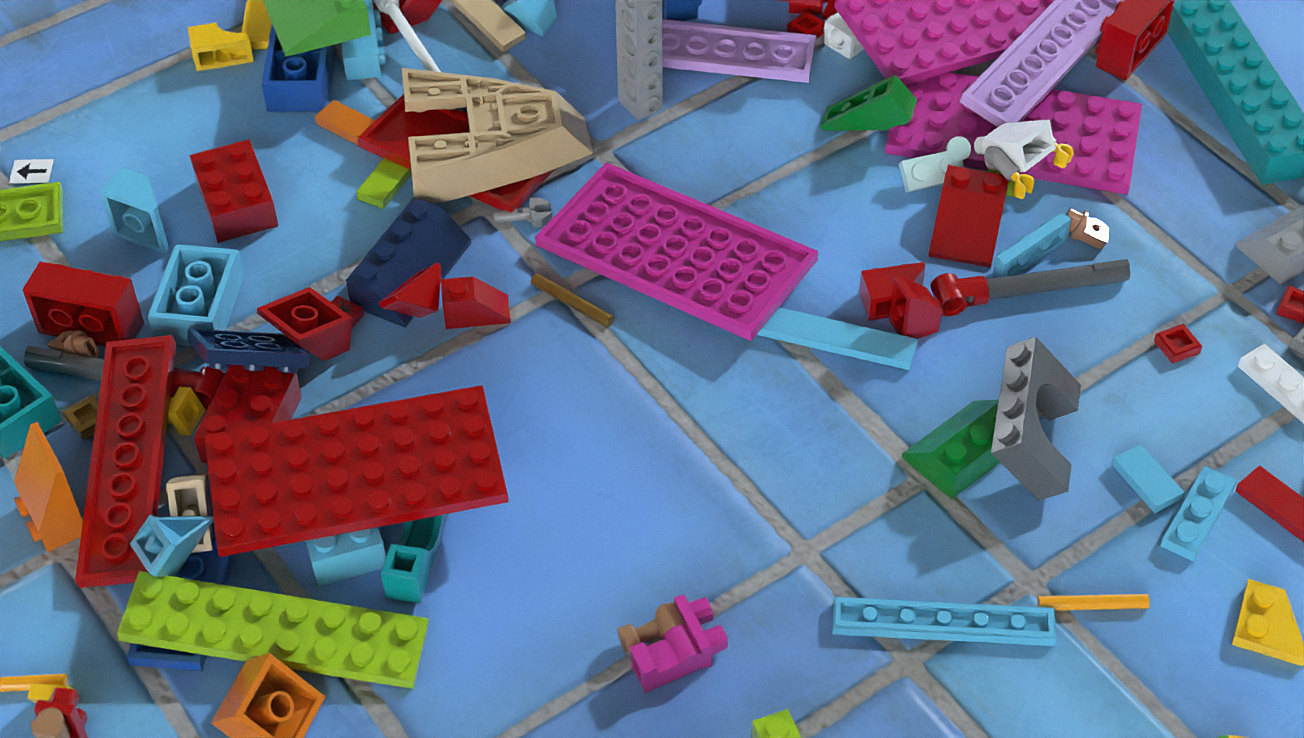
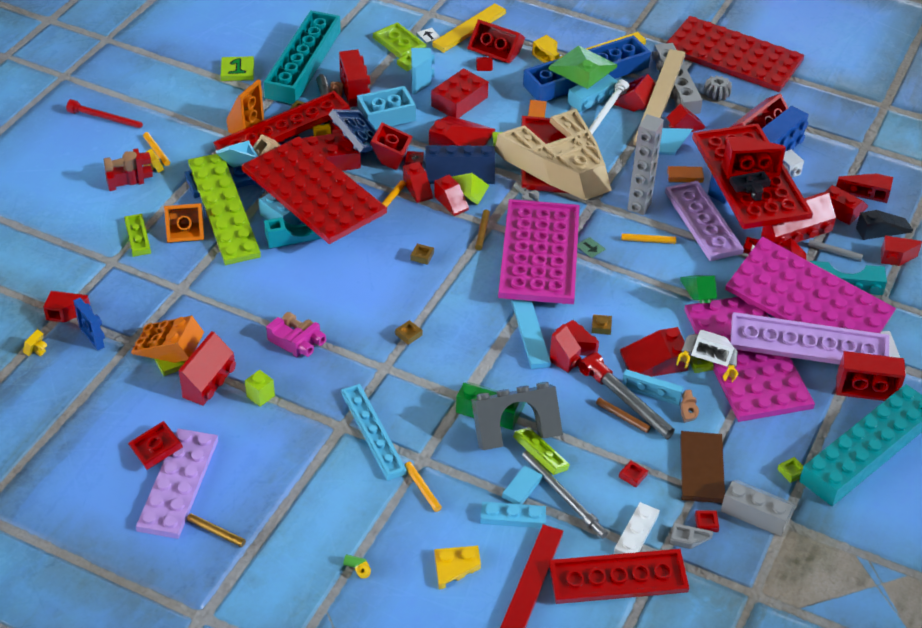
camera: 60 degrees right, 5 degrees down
(65, 114) = (466, 29): none -> yellow tile
(82, 225) = (405, 62): none -> lime tile
(139, 95) = (496, 41): none -> red slope
(171, 133) = (484, 64): none -> red slope
(328, 236) = (459, 133): none -> red slope
(403, 373) = (394, 193): none -> light orange bar
(409, 332) = (417, 182): none -> red slope
(417, 295) = (437, 171): red slope -> none
(473, 265) = (472, 186): none -> lime slope
(583, 395) = (422, 254): none -> pearl gold plate
(604, 31) = (685, 174): none -> orange tile
(697, 190) = (590, 247): none -> clear green sticker
(719, 124) = (648, 238): none -> light orange bar
(754, 485) = (408, 332): none -> pearl gold plate
(867, 250) = (601, 324): none -> pearl gold plate
(931, 169) = (686, 329): light aqua hinge -> none
(1060, 305) = (623, 415): none -> dark orange bar
(1093, 425) = (541, 450): none -> lime tile
(1199, 266) = (702, 467): none -> reddish brown tile
(1243, 180) = (791, 469): none -> lime tile
(1247, 427) = (589, 520): none -> flat silver bar

